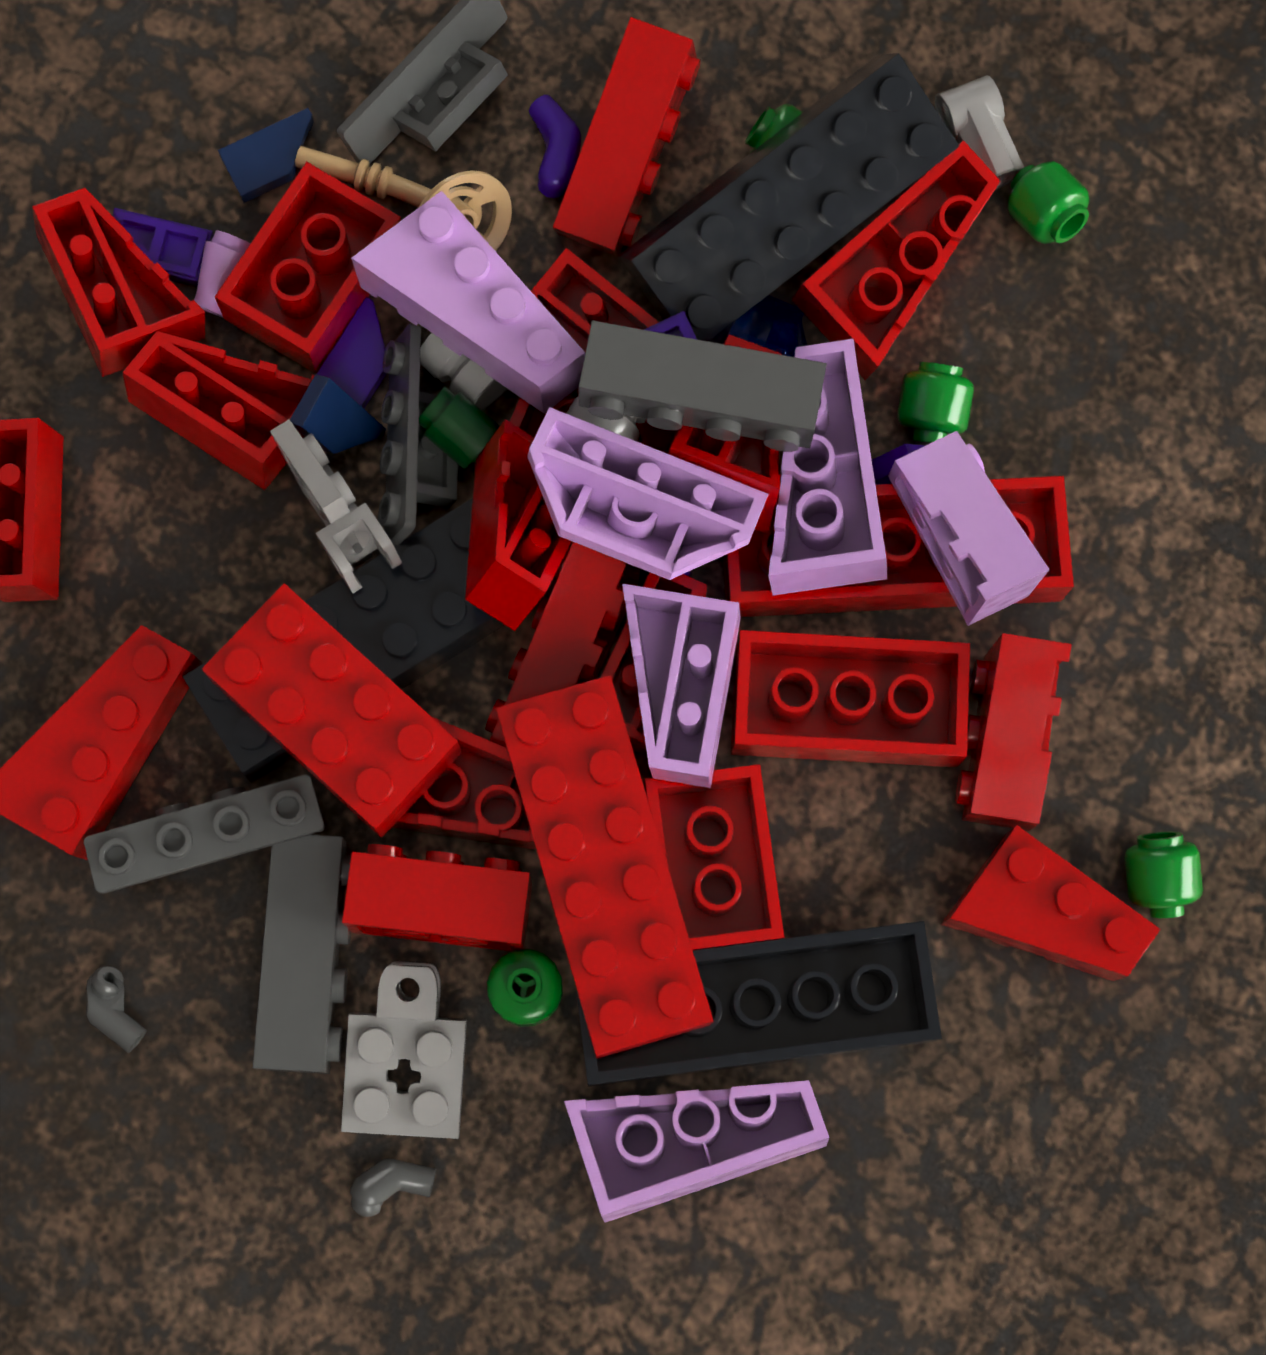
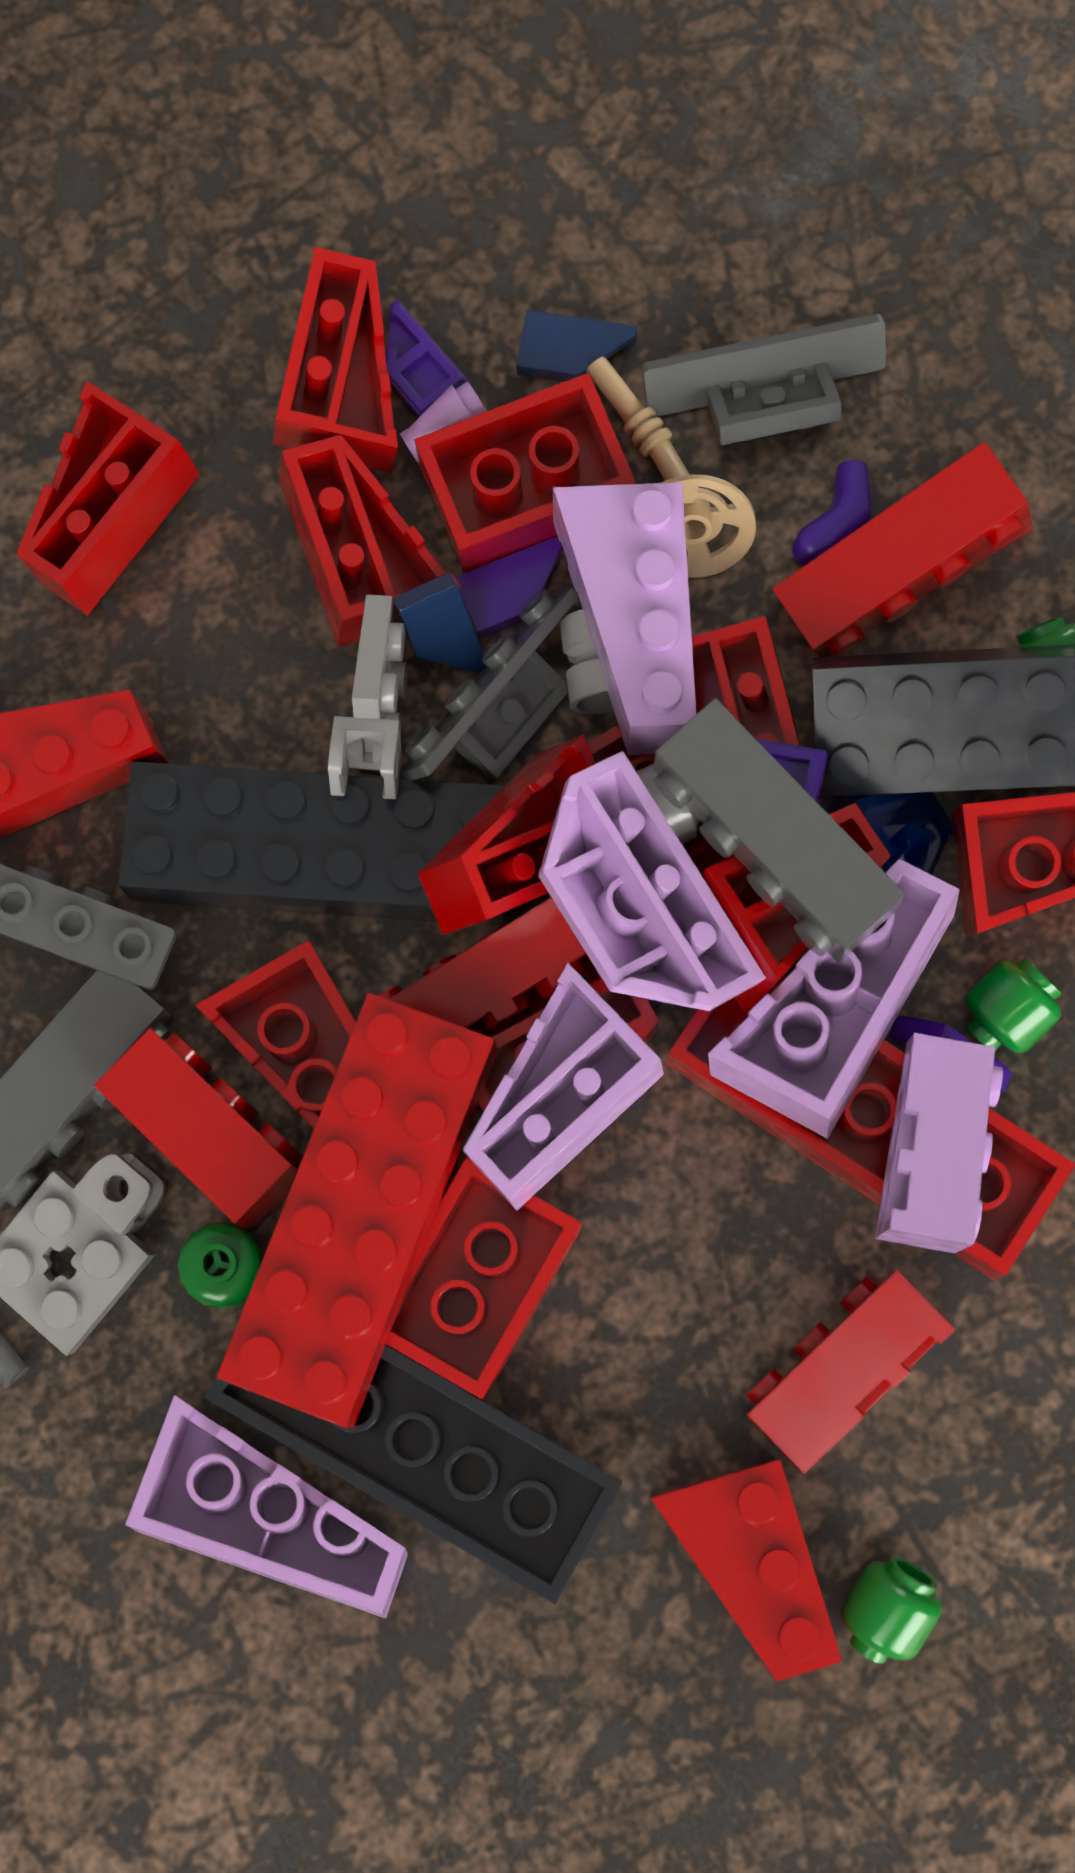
camera: 50 degrees right, 0 degrees up
(332, 710) = (228, 888): red brick -> none
(457, 426) = (544, 709): dark green brick -> none
(850, 698) = (717, 1224): red brick -> none

